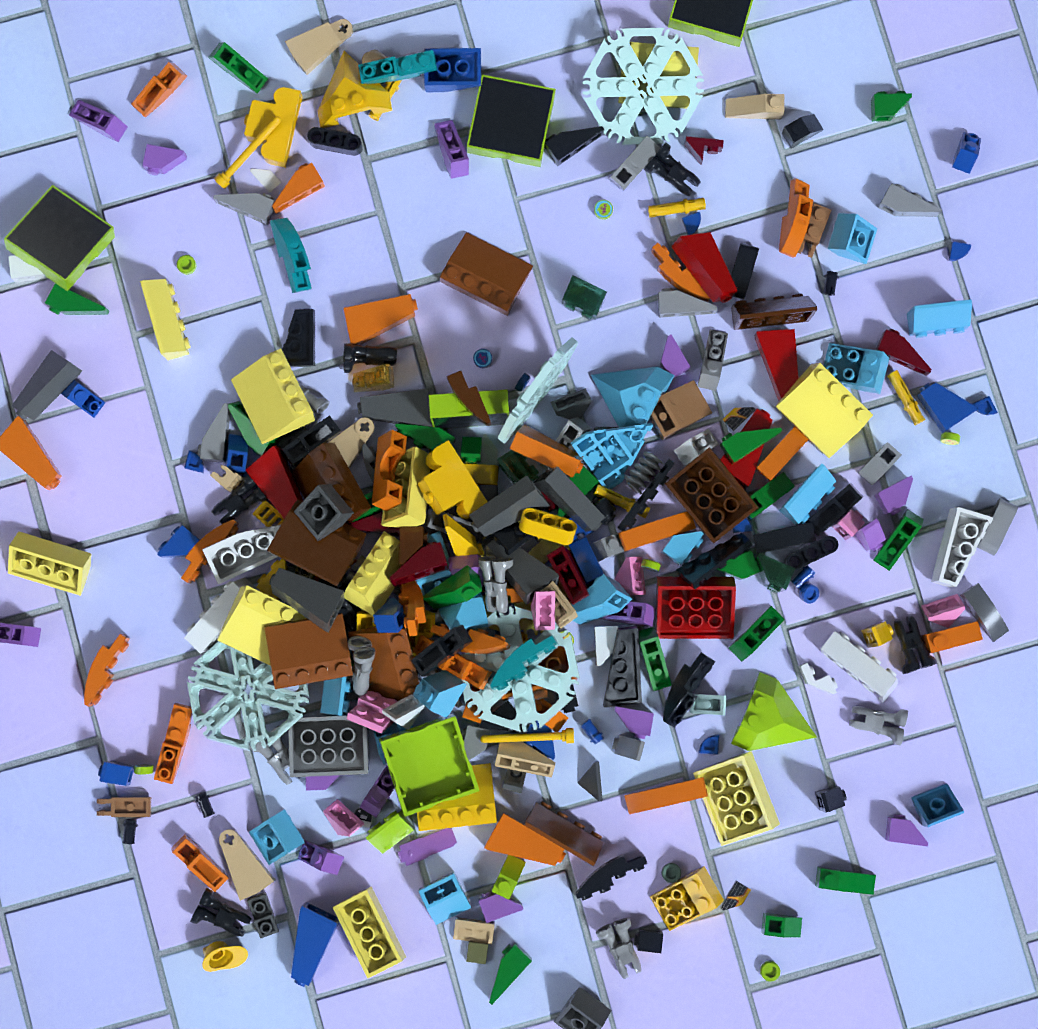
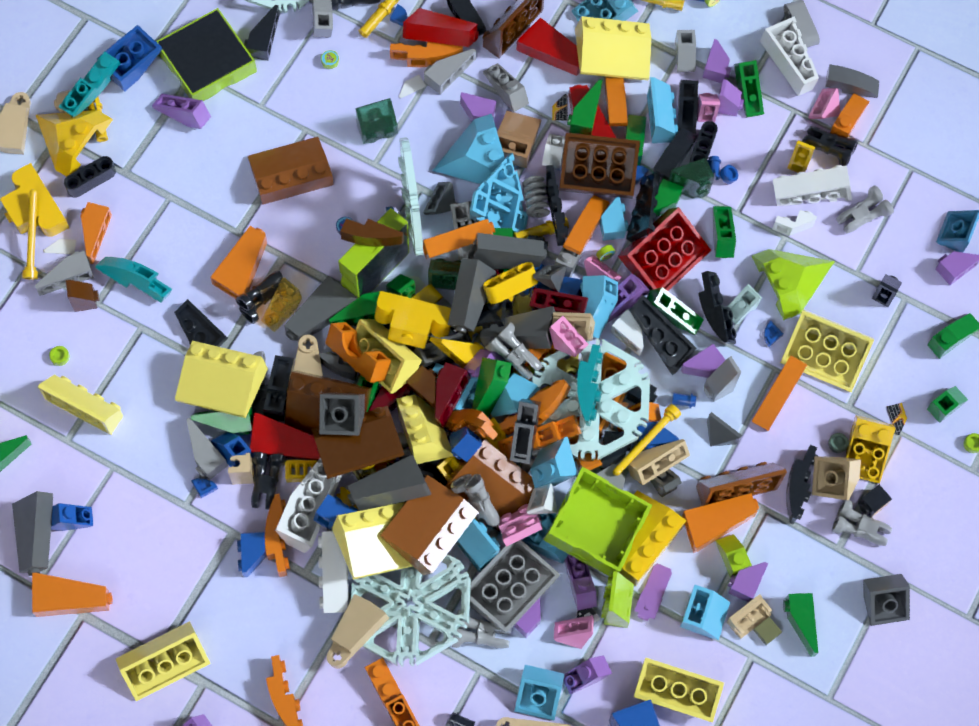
camera: 50 degrees left, 15 degrees down
(193, 671) = (356, 627): none -> tan piece
(241, 234) = (82, 295): none -> reddish brown slope
(255, 576) = (329, 509): none -> blue slope
(584, 548) = (551, 276): none -> dark grey slope
(638, 897) = (835, 476): none -> tan slope
(644, 290) = (411, 86): none -> white sticker

